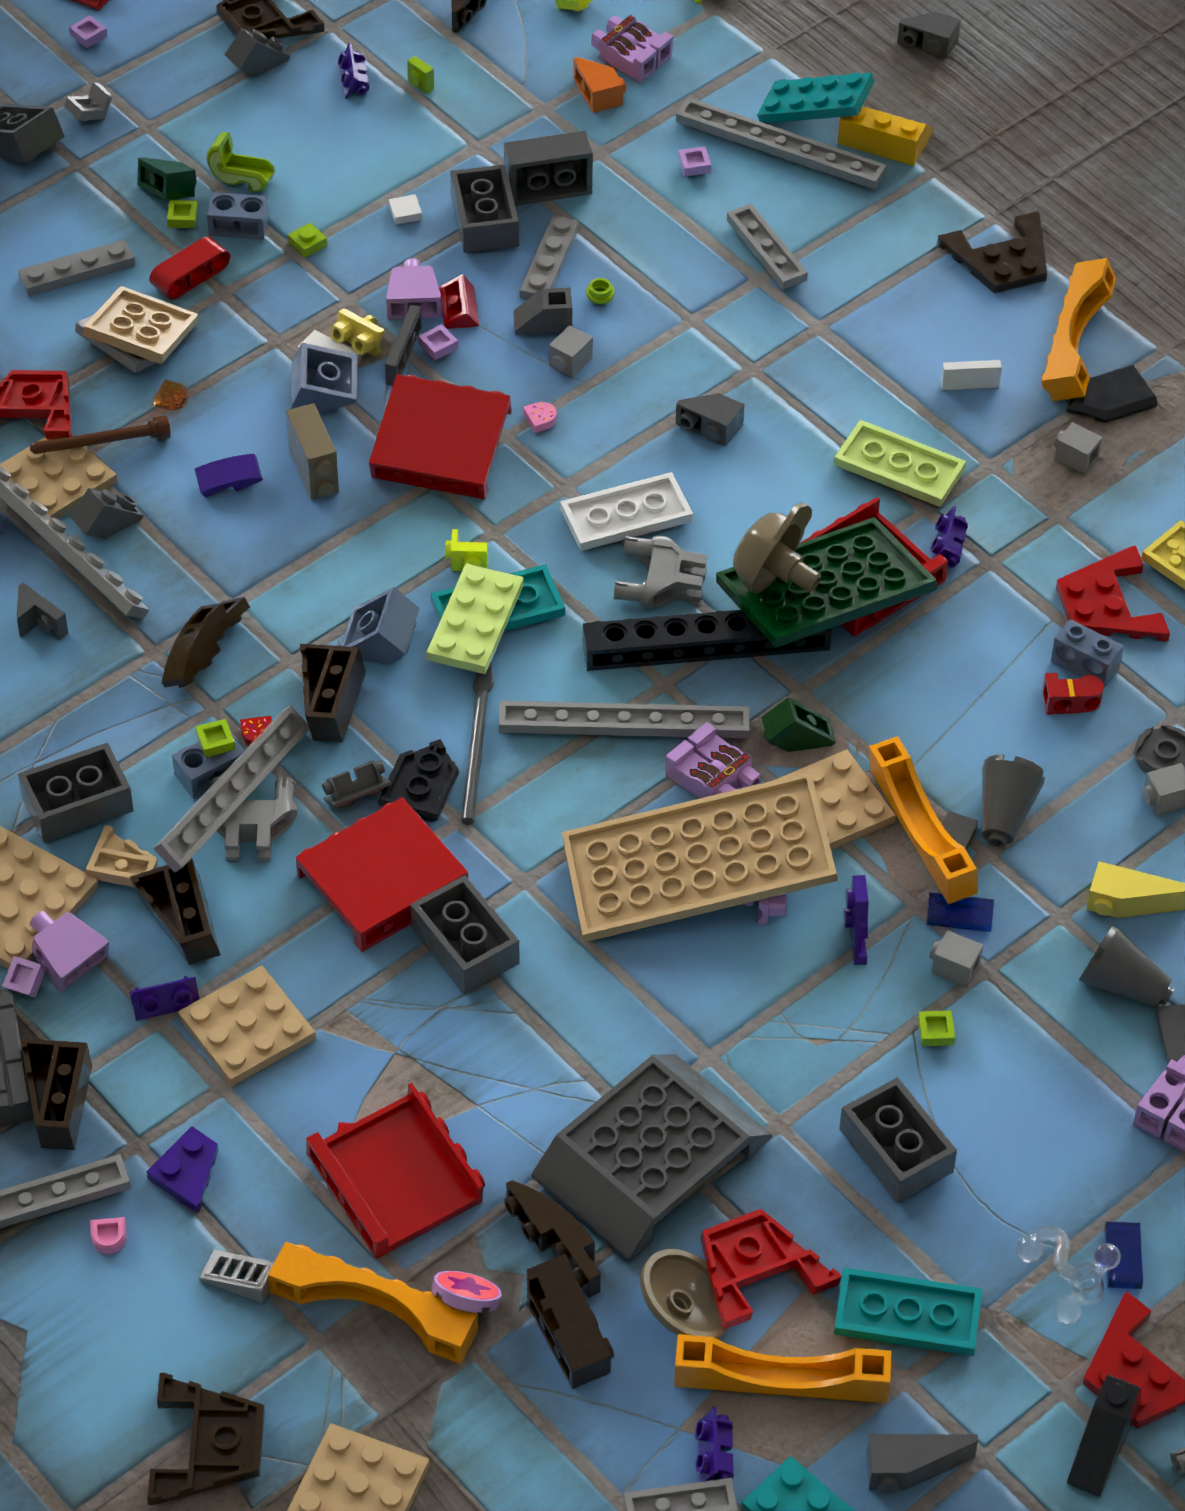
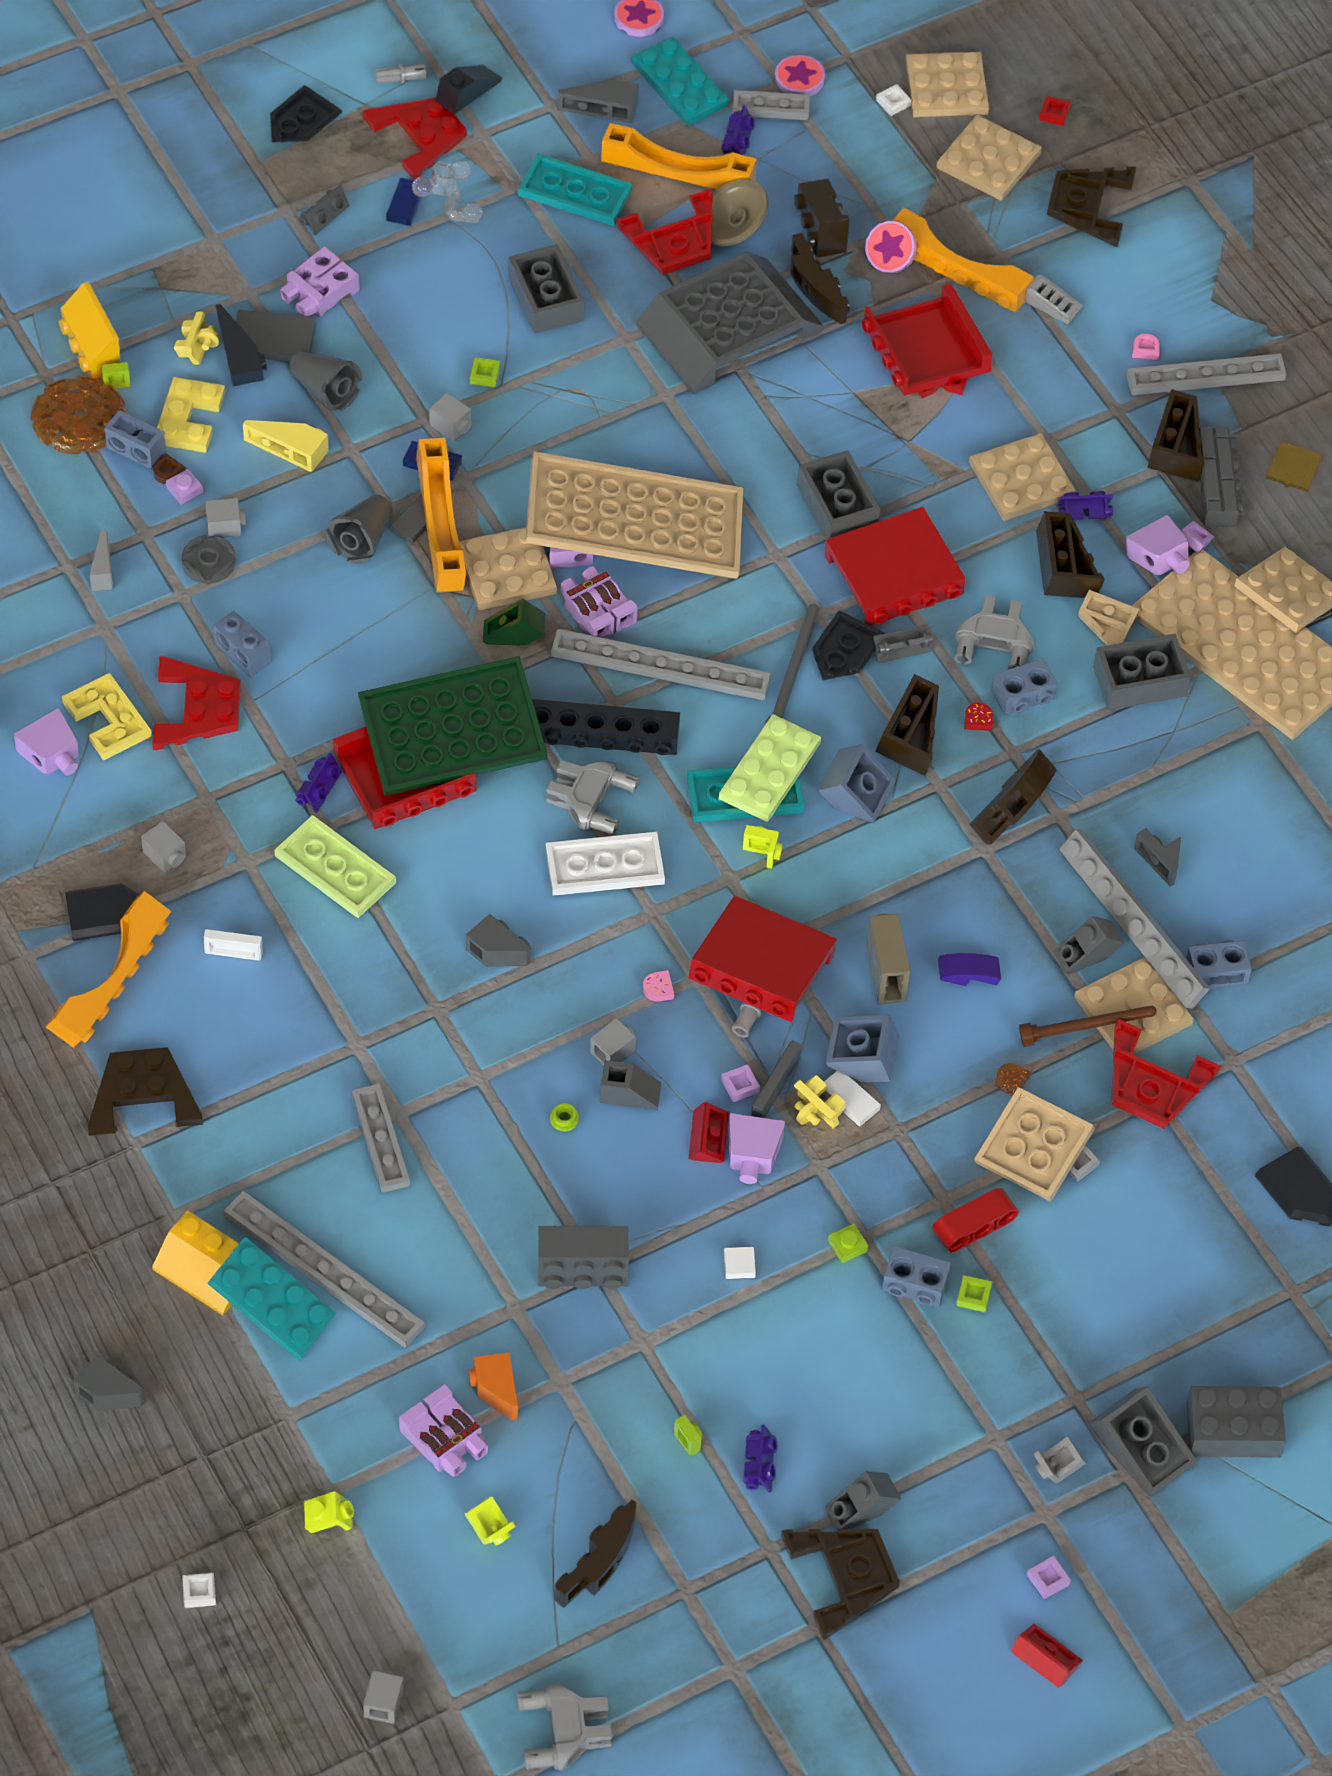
camera: 170 degrees left, 5 degrees up
(76, 267) = (1090, 1252): light grey plate -> none
(166, 178) = (984, 1331): dark green slope -> none
(186, 1168) = (1082, 382): dark purple wing -> none
(215, 738) = (1019, 677): lime plate -> none
(231, 788) = (1009, 634): light grey plate -> none
(237, 168) = (905, 1337): lime animal -> none
(484, 208) = (660, 1225): dark grey brick -> none
(550, 256) = (604, 1172): light grey plate -> none
(694, 161) = (422, 1261): lavender plate -> none
(770, 552) = (501, 709): dark tan piece -> none
(856, 917) = (519, 454): dark purple wing -> none
(1071, 695) = (269, 614): red leg -> none

